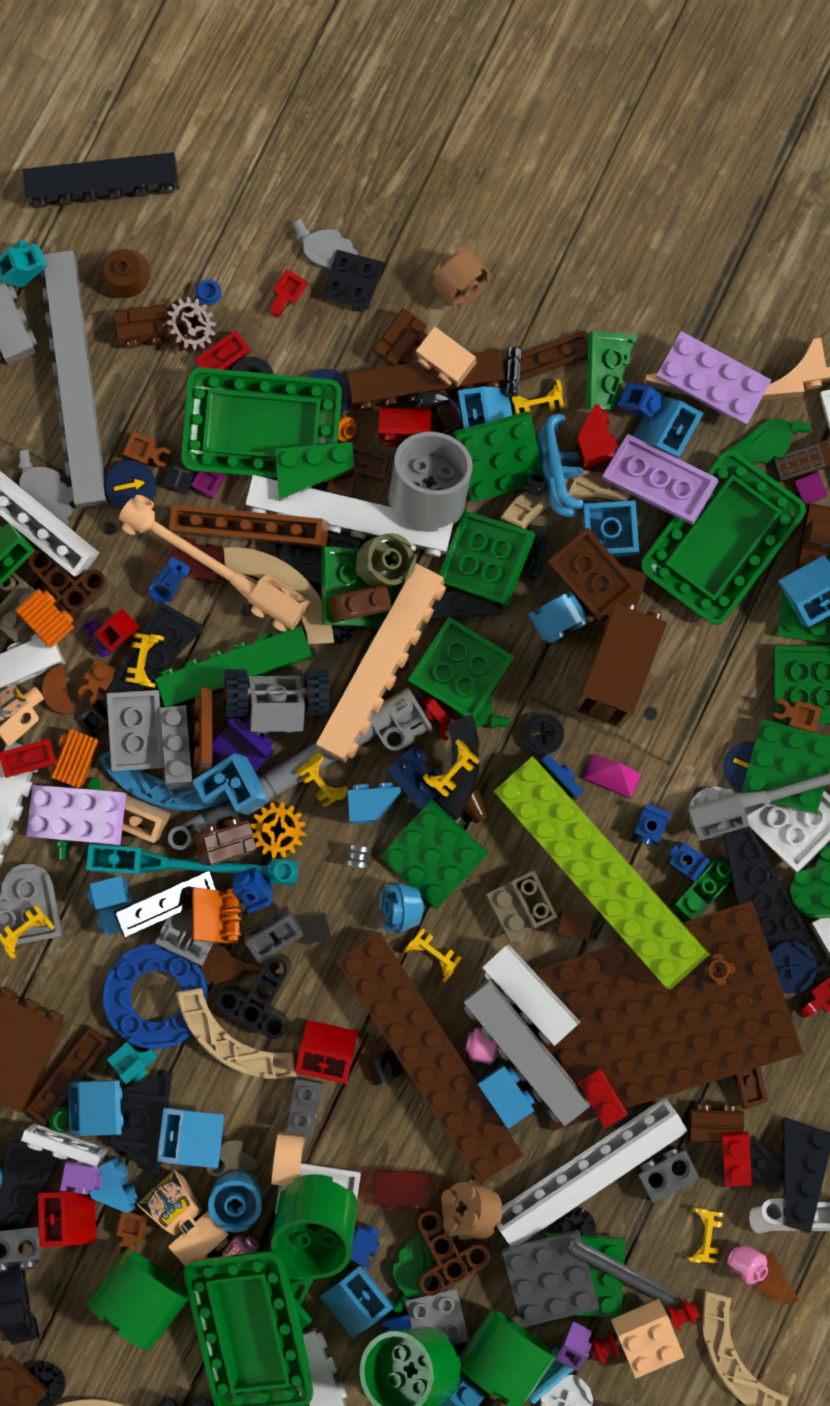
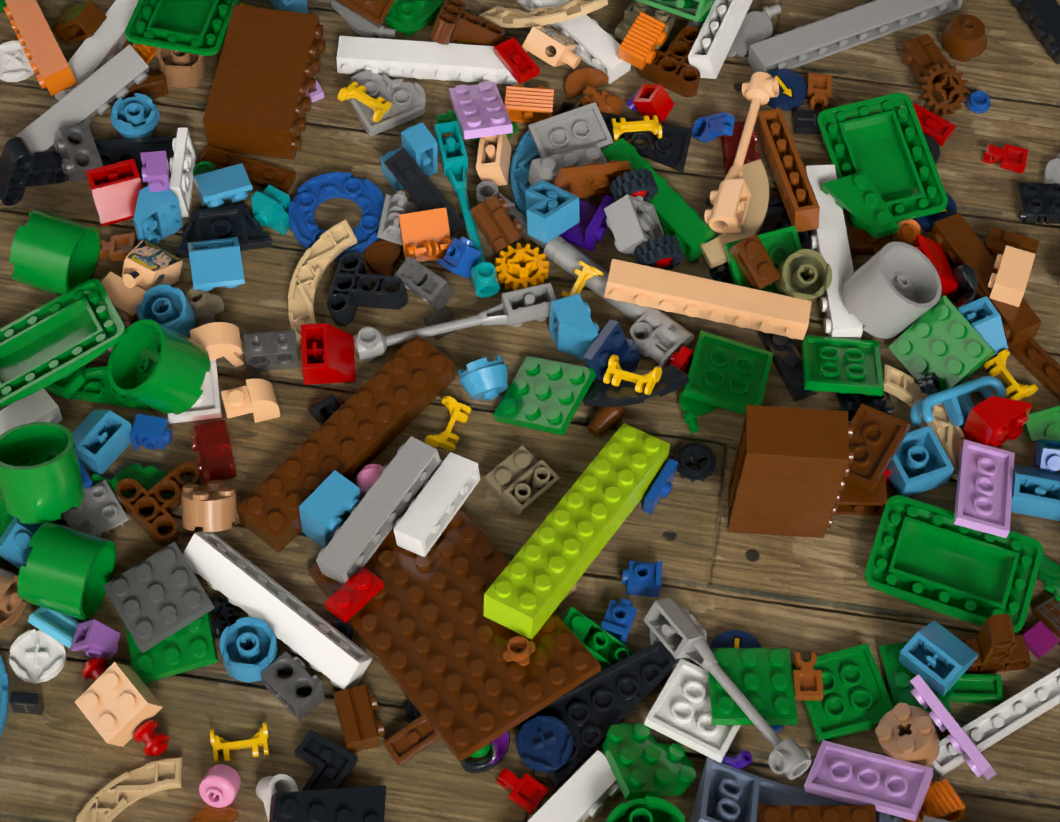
camera: 70 degrees right, 25 degrees down
(208, 483) = (812, 144): magenta tile -> none
(330, 859) = (514, 310): none -> light grey bar
(357, 856) = (520, 336): flat silver wheel -> none
(359, 1141) = (254, 398): none -> light nougat brick
(512, 372) = (1025, 343): black axle -> none
(573, 924) = (518, 530): reddish brown brick -> none
(612, 775) = (677, 535): dark pink slope -> none
(622, 1271) = (182, 660): dark grey axle -> none
(630, 1221) = (235, 645): none -> dark azure brick
(736, 1159) = (328, 740): red plate -> none

